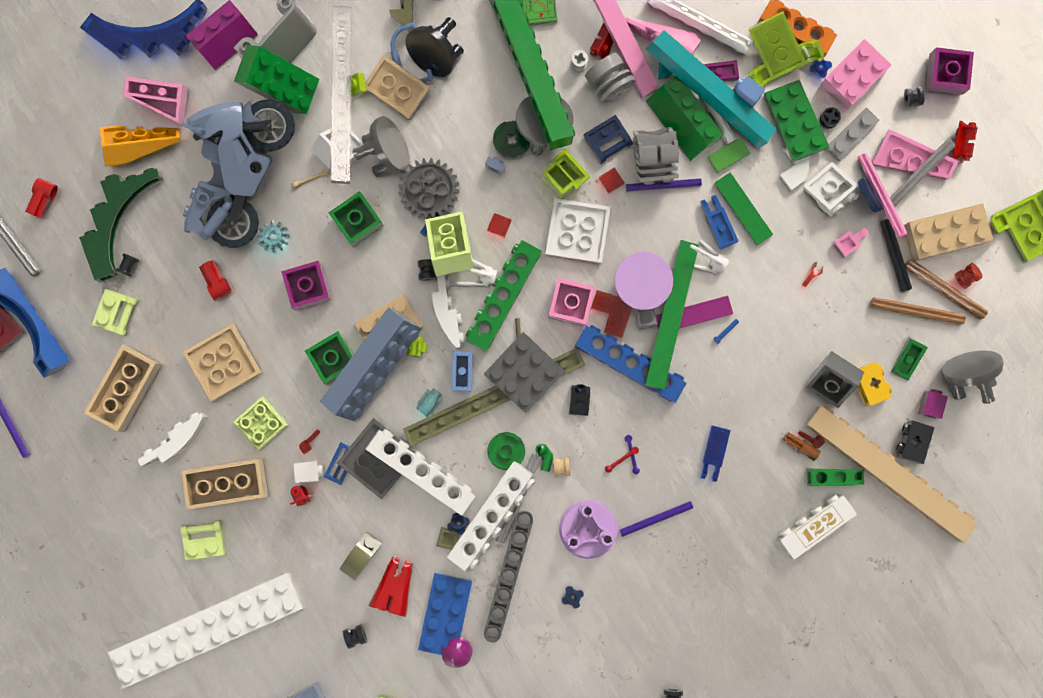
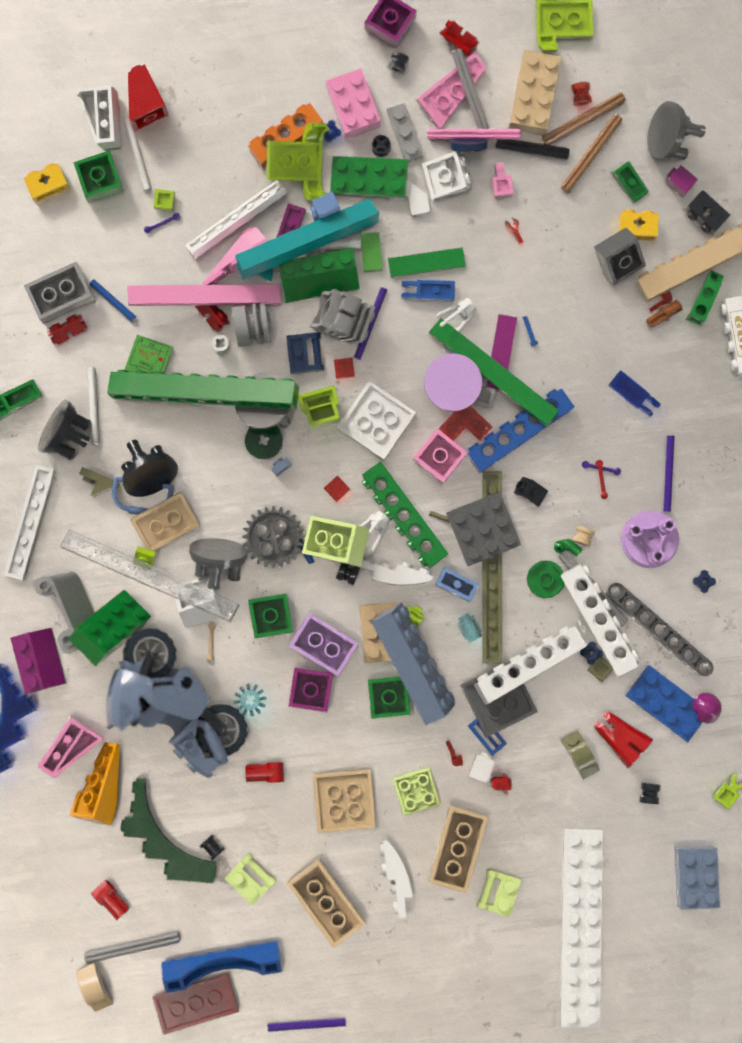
camera: 65 degrees left, 0 degrees up
(352, 278) = (323, 644): none -> lavender brick

